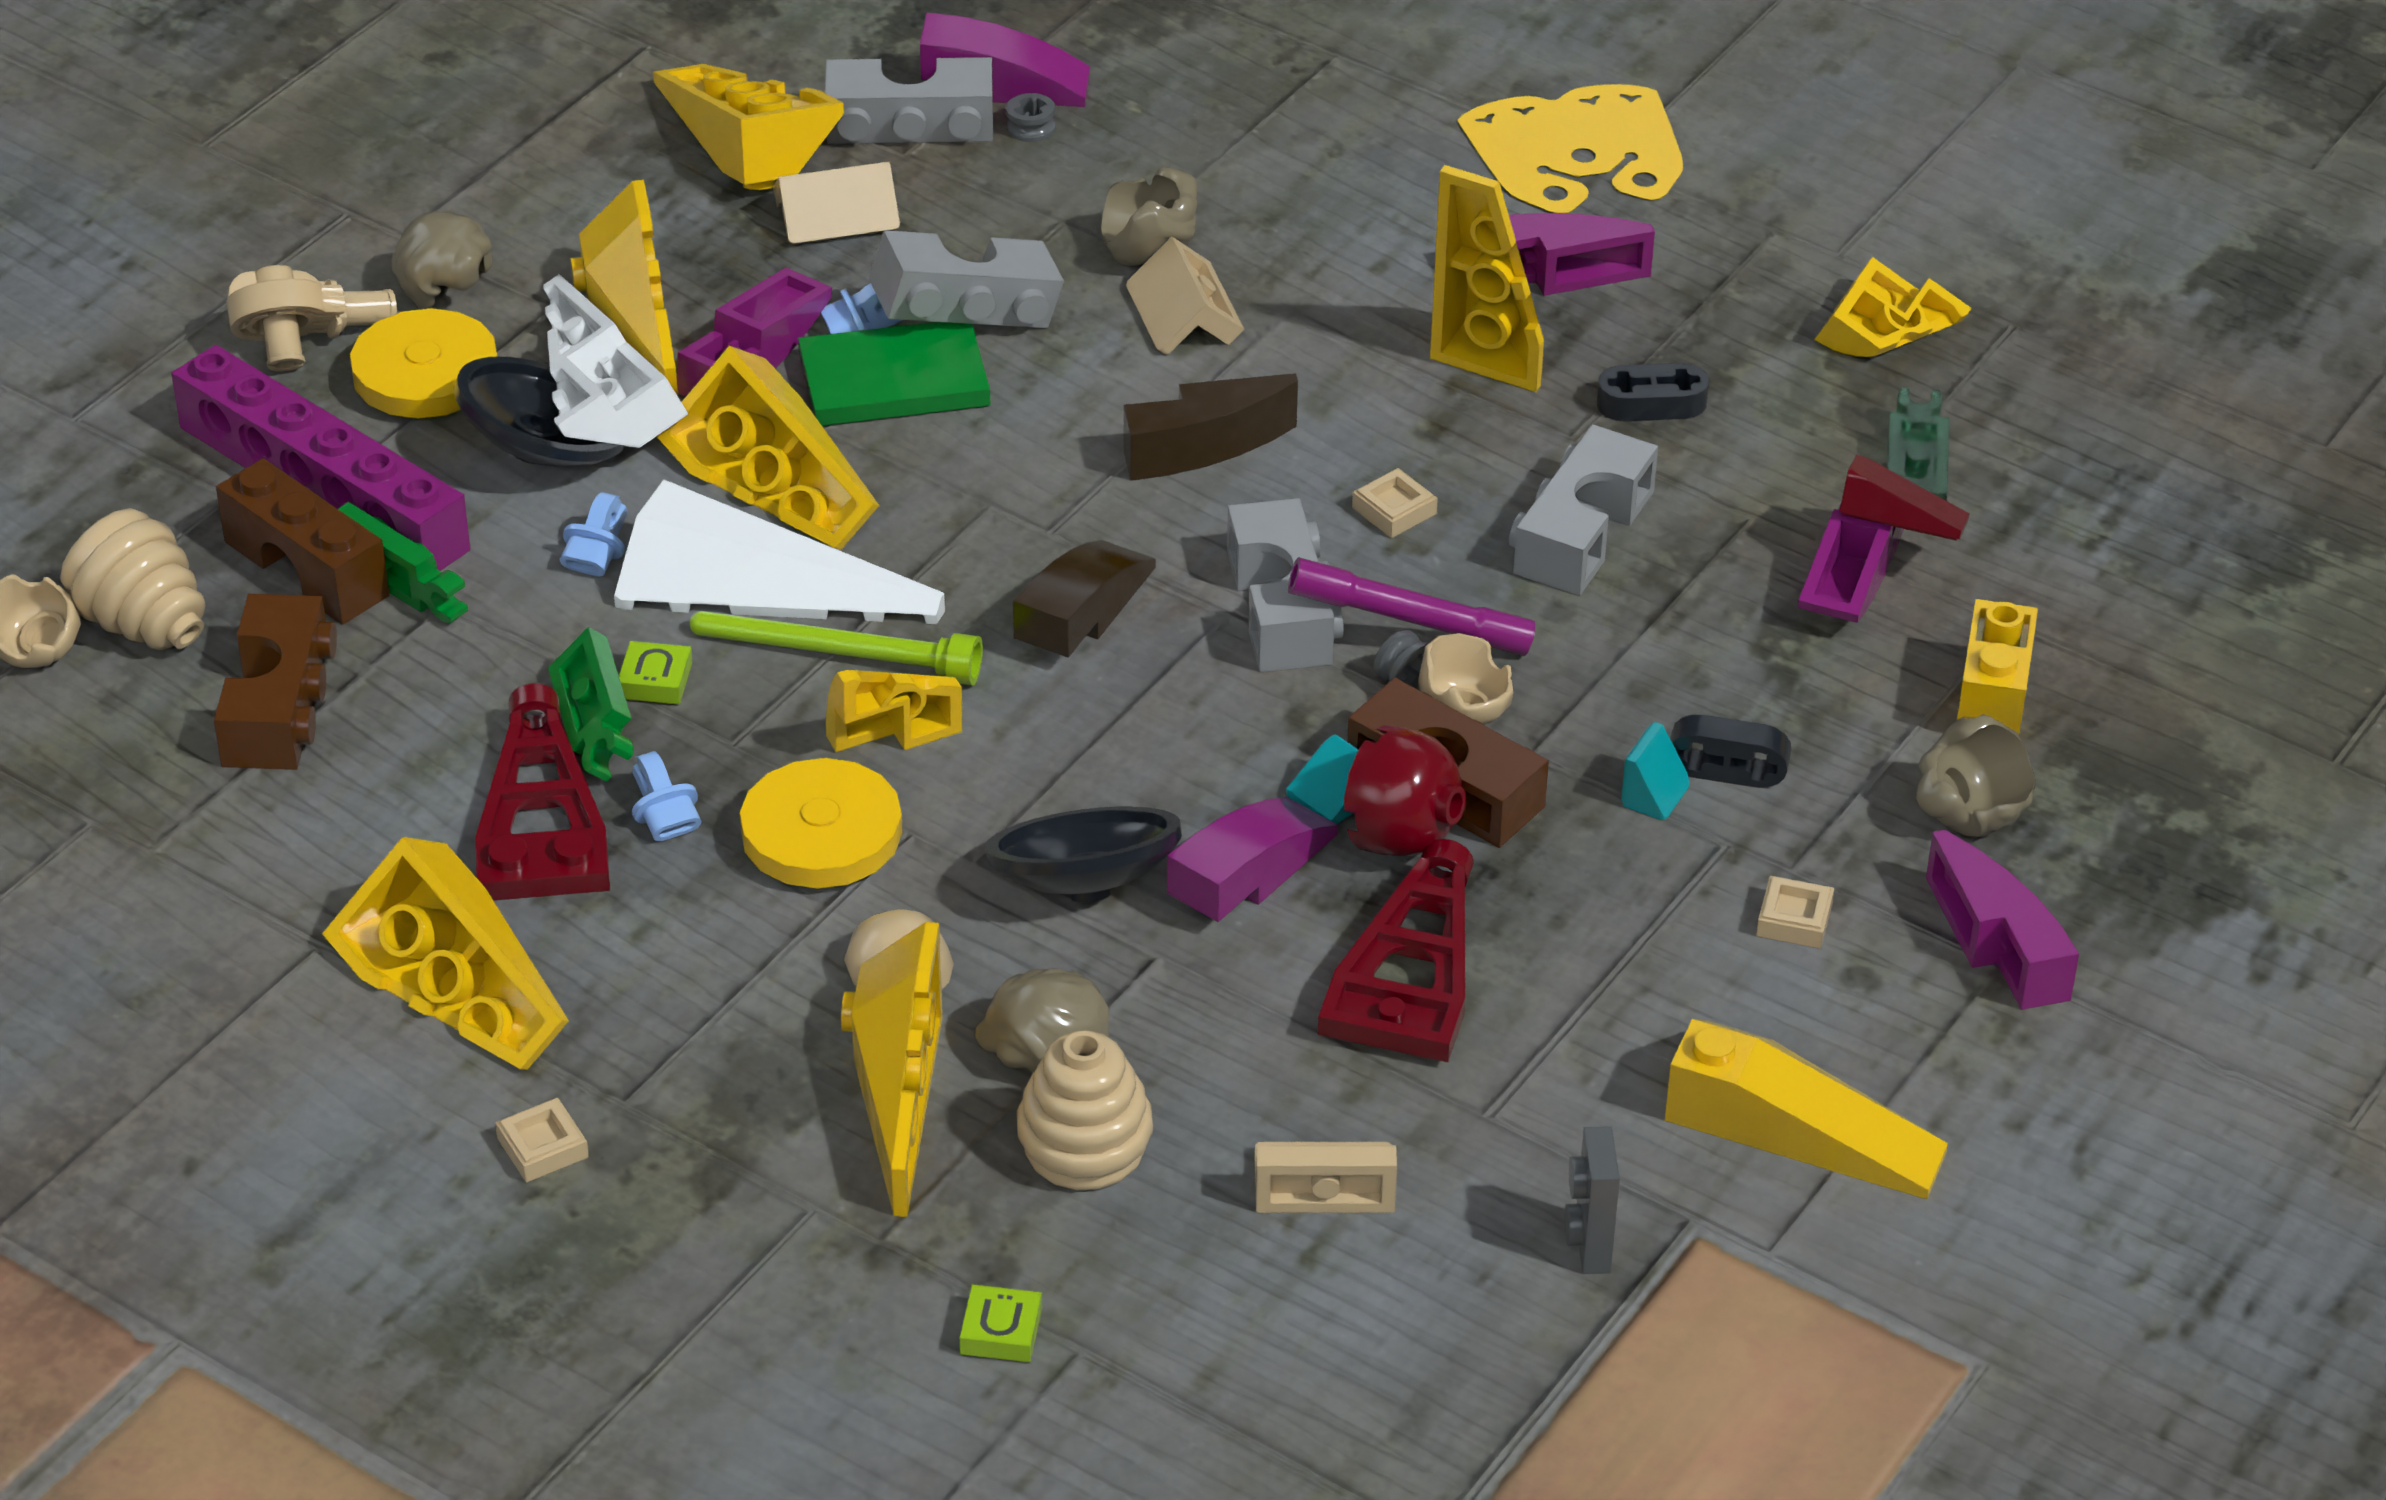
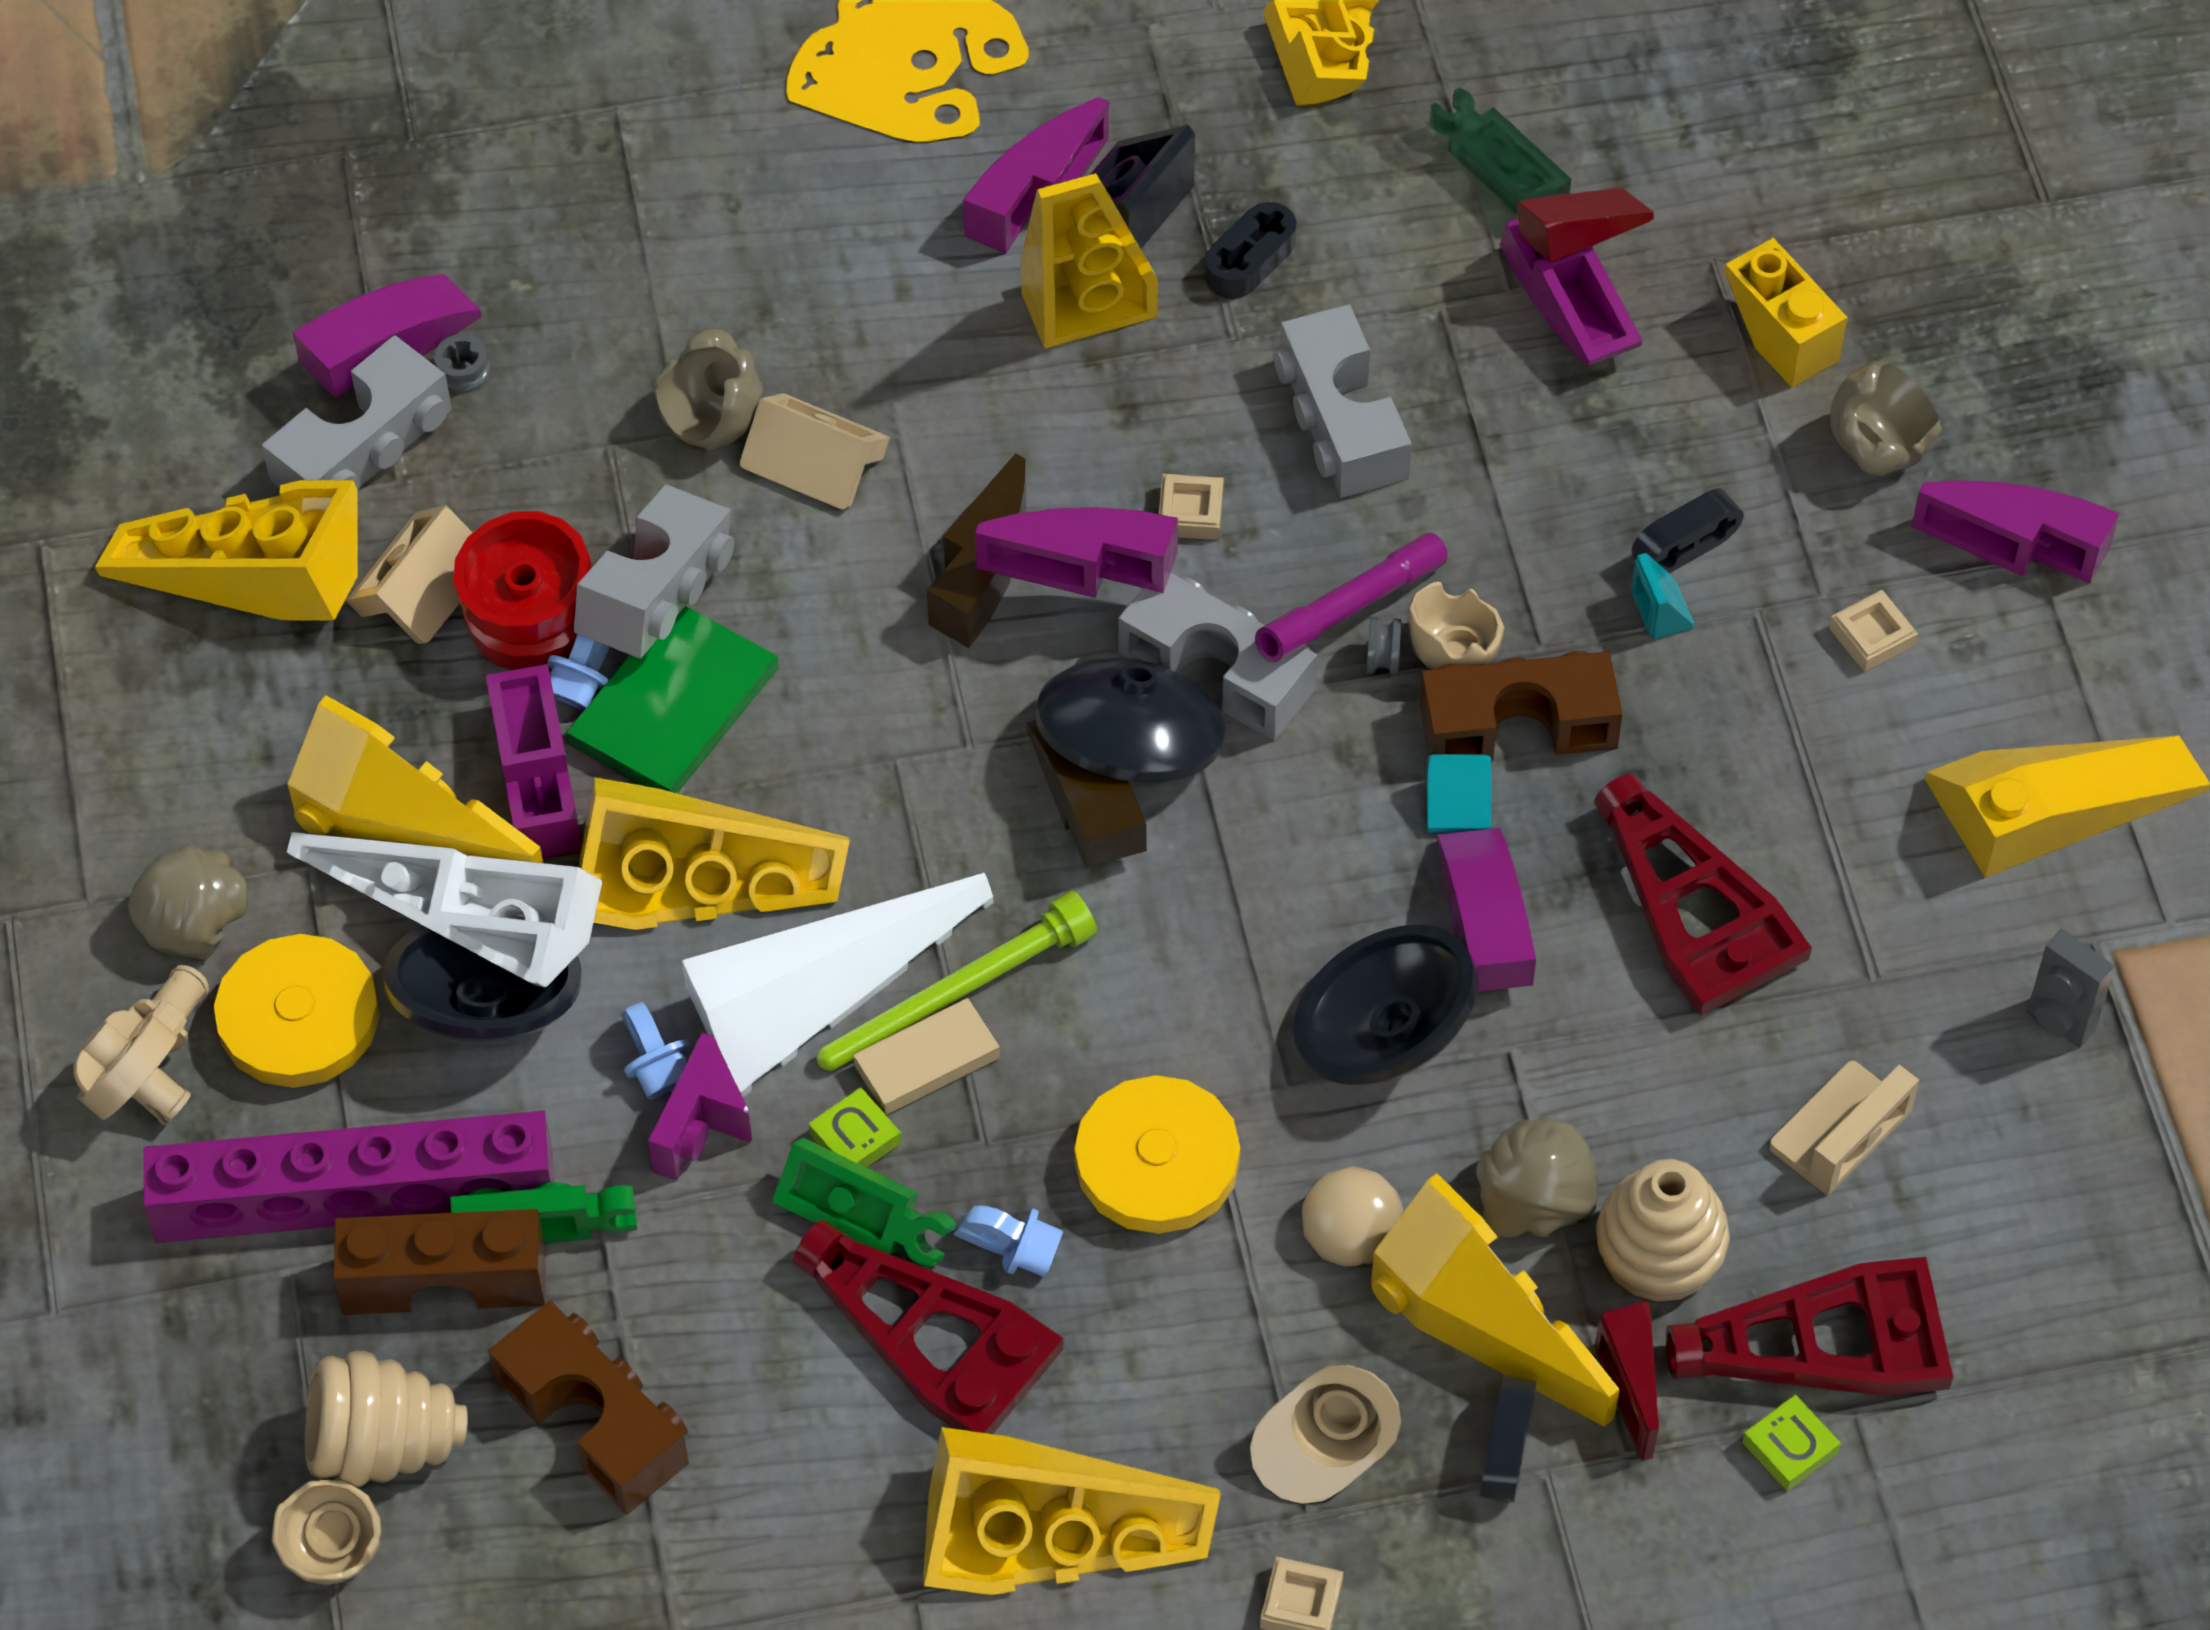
camera: 45 degrees left, 15 degrees up
(568, 577) = (701, 1101): none -> magenta slope
(685, 1045) = (1324, 1434): none -> tan piece
(761, 666) = (926, 1056): none -> tan tile
(804, 1154) = (1508, 1438): none -> black beam
(851, 220) = (521, 587): none -> red wheel
(880, 704) = (1093, 1008): yellow slope -> none
(949, 1183) = (1627, 1356): none -> dark red slope
(1159, 571) = (1130, 720): none -> black dish
(1169, 1324) = (1900, 1318): none -> dark red plate
(1249, 439) = (1080, 547): none -> magenta slope
(1403, 793) = (1561, 764): dark red cylinder -> none
(1612, 306) = (1149, 177): none -> black slope

